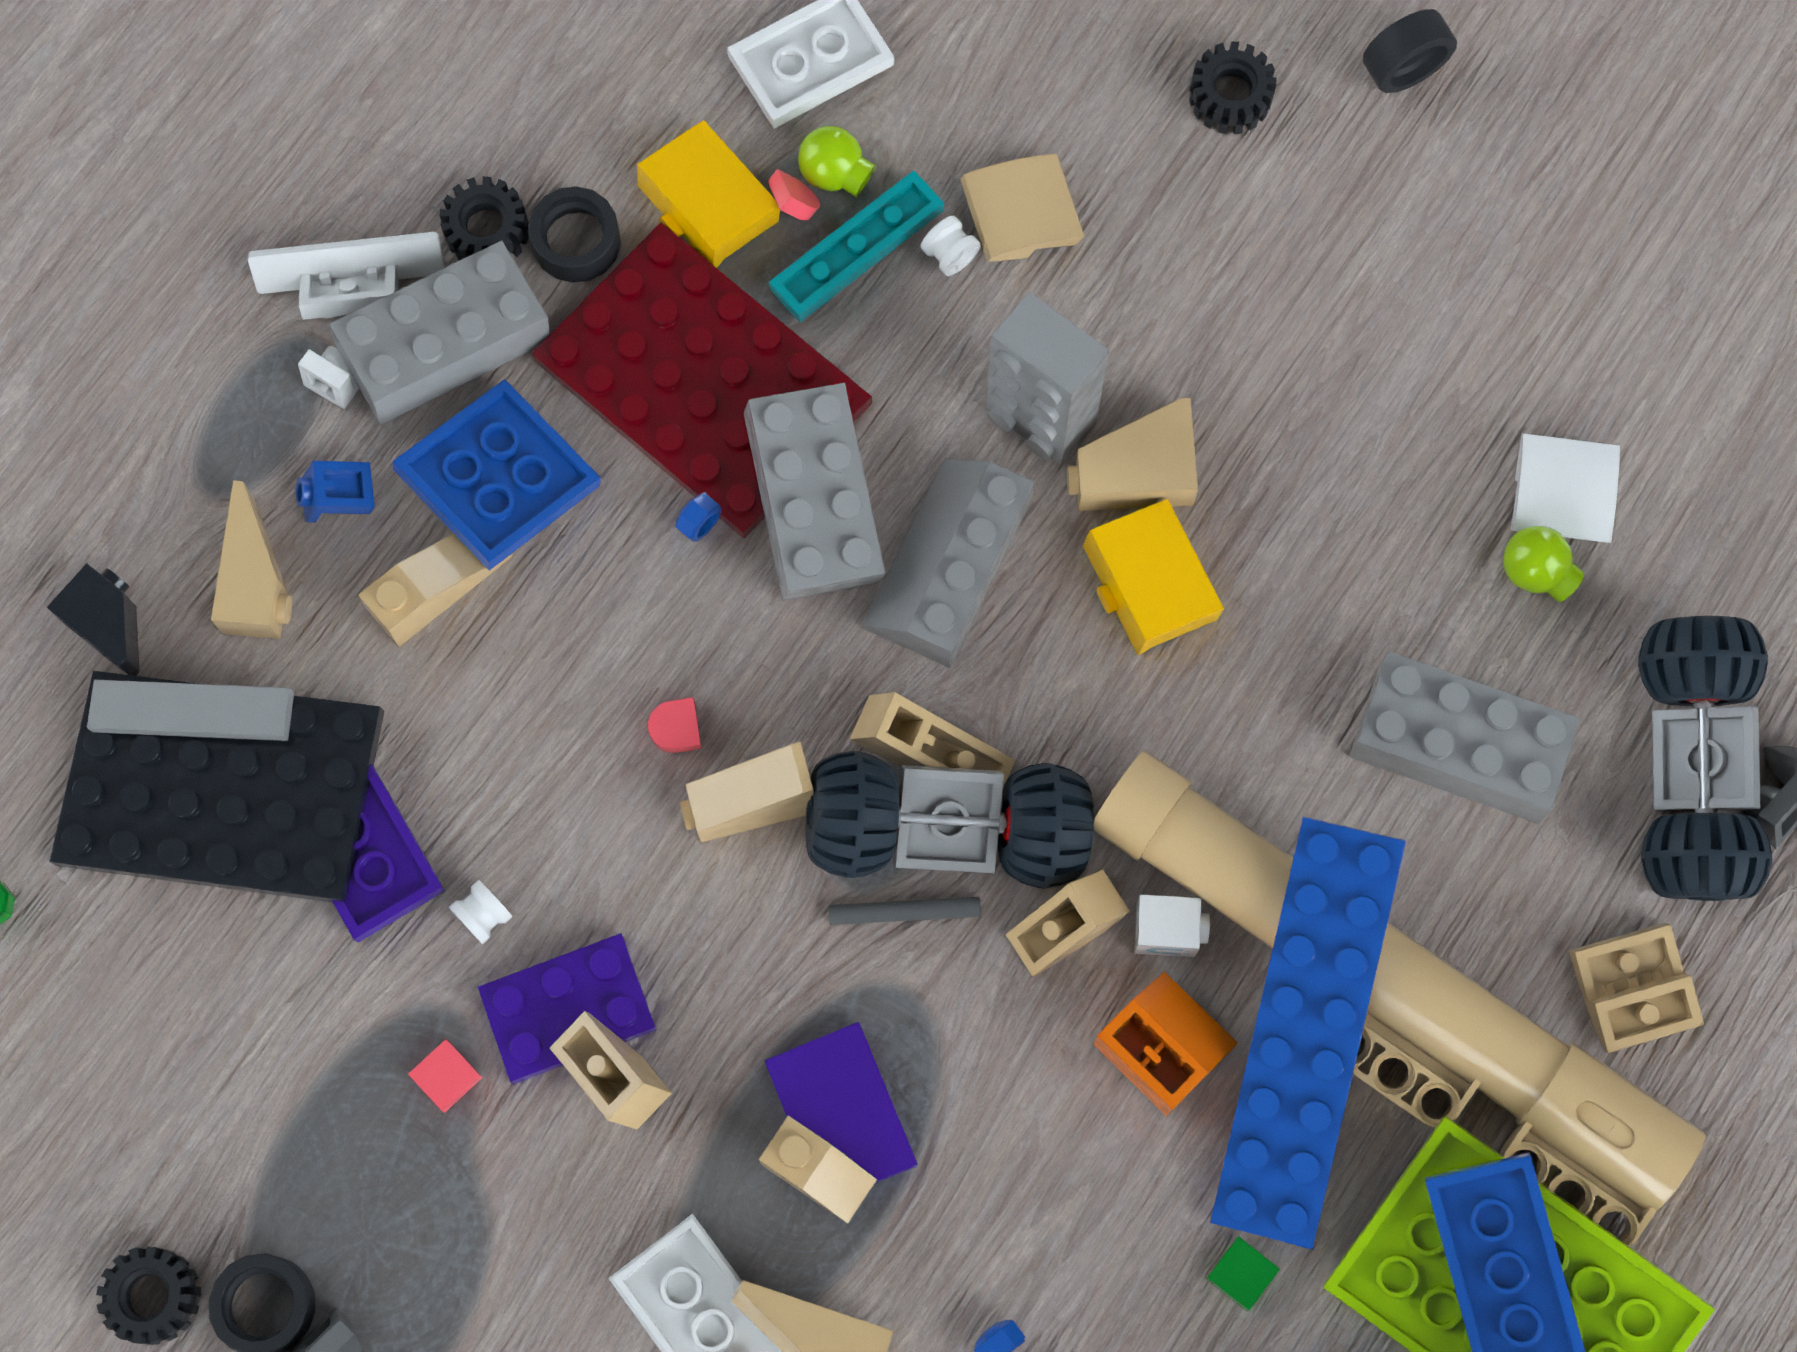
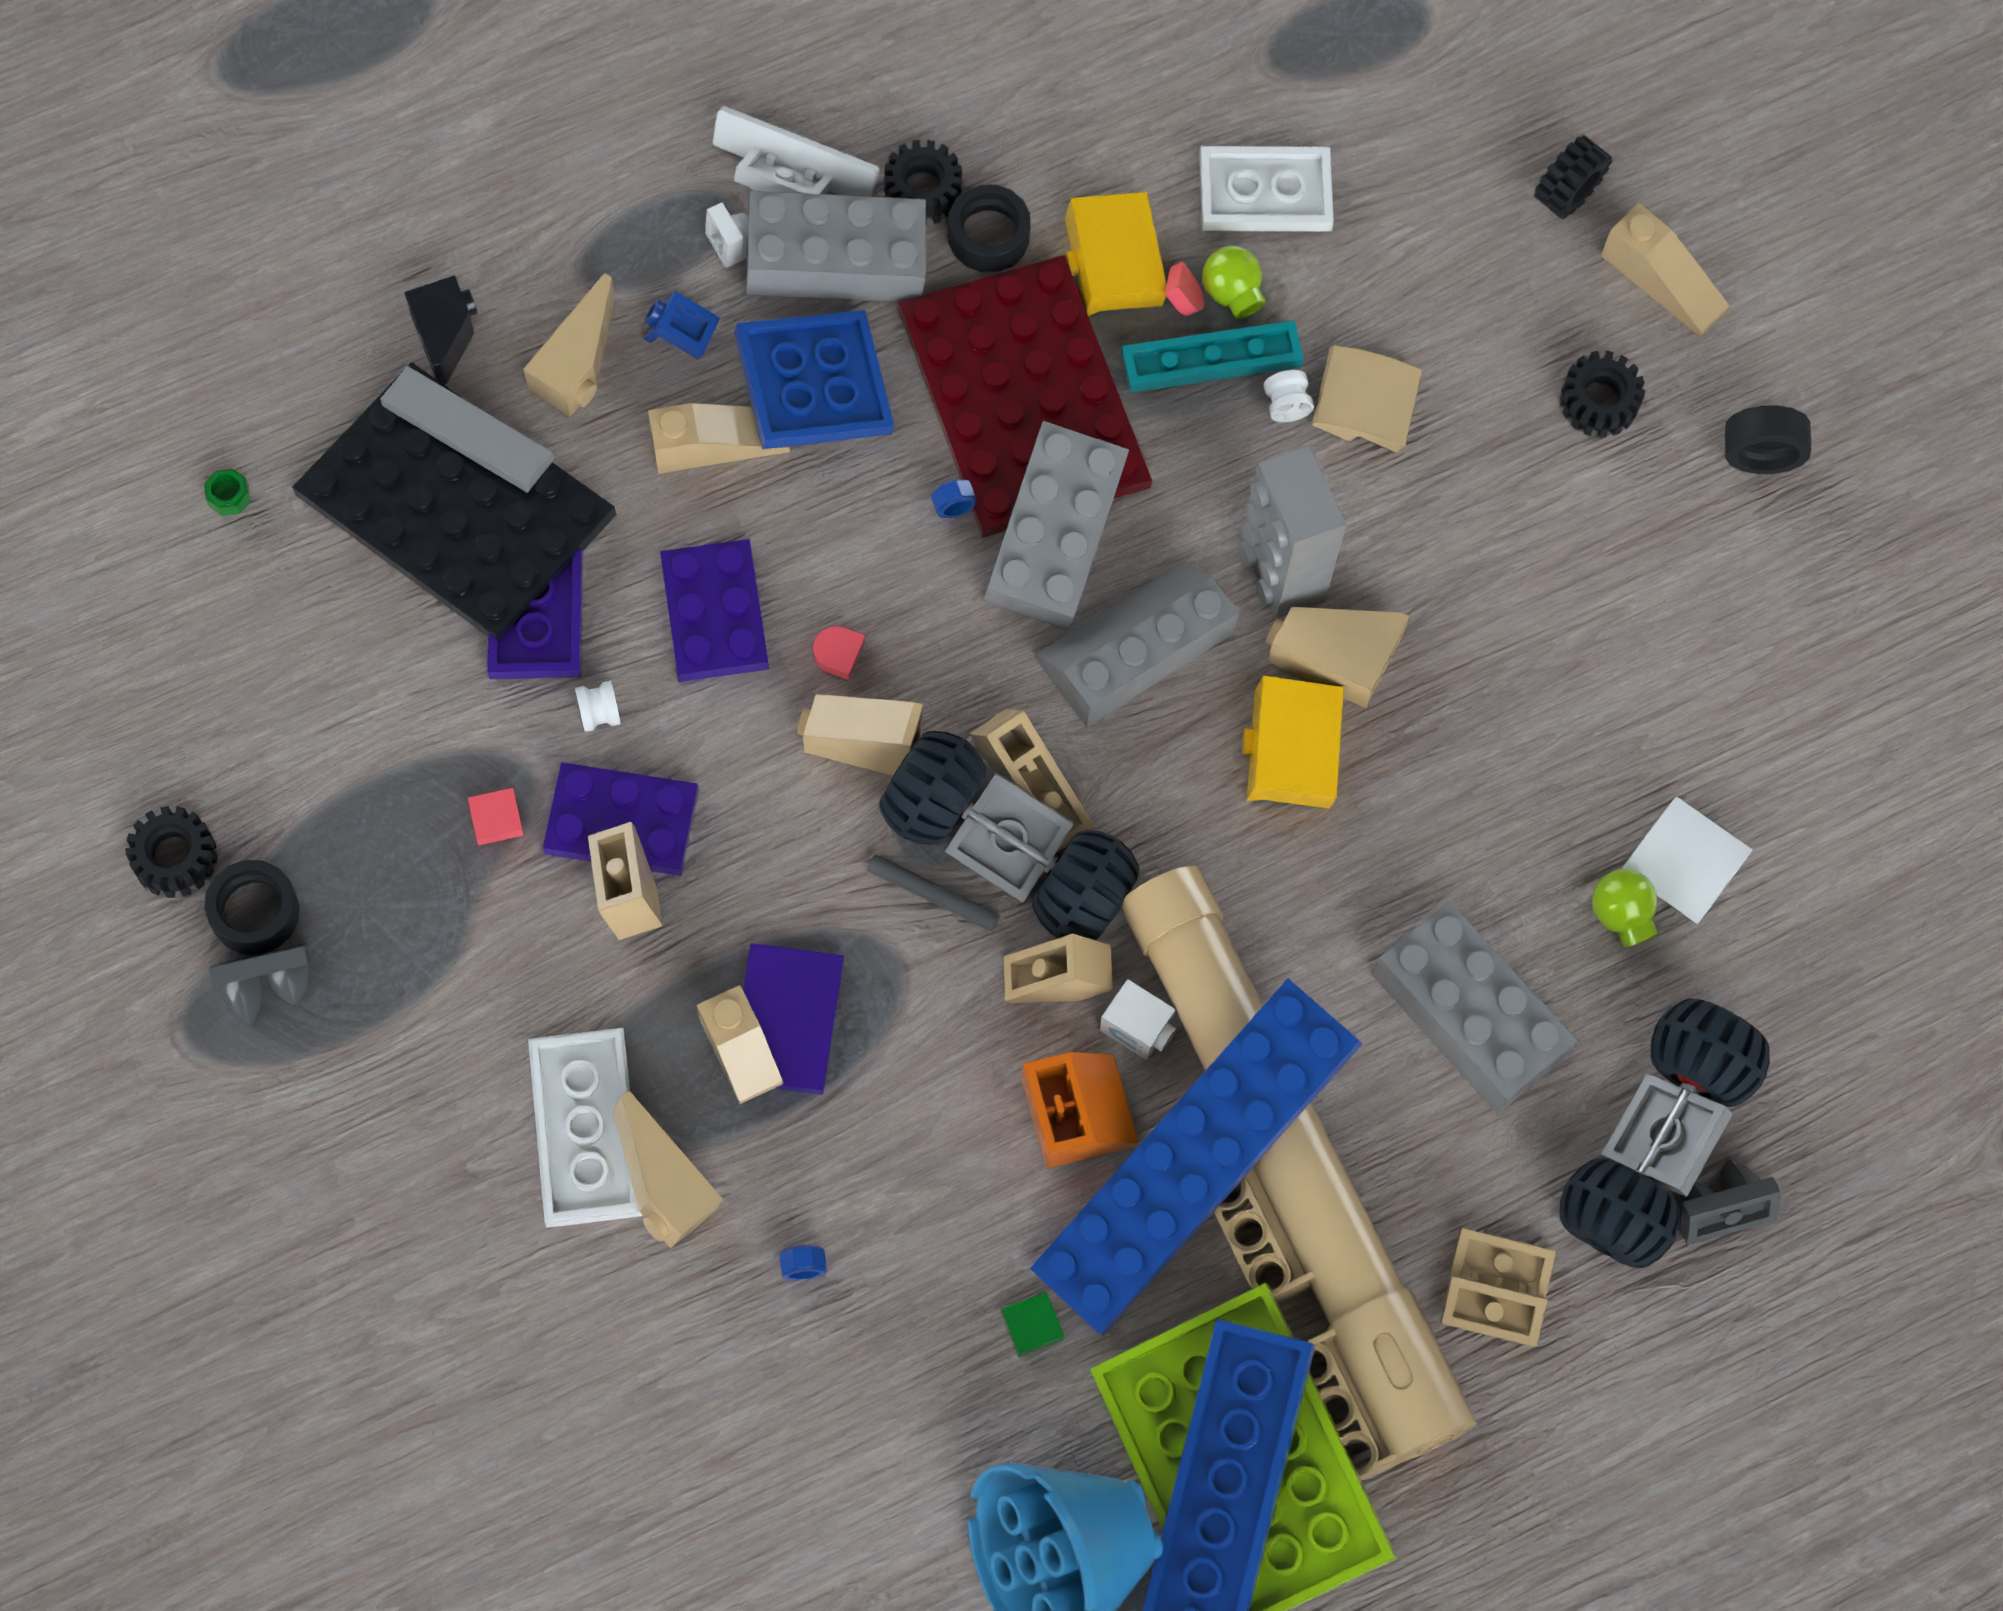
camera: 25 degrees right, 5 degrees down
(534, 752) = (714, 610): none -> dark purple plate

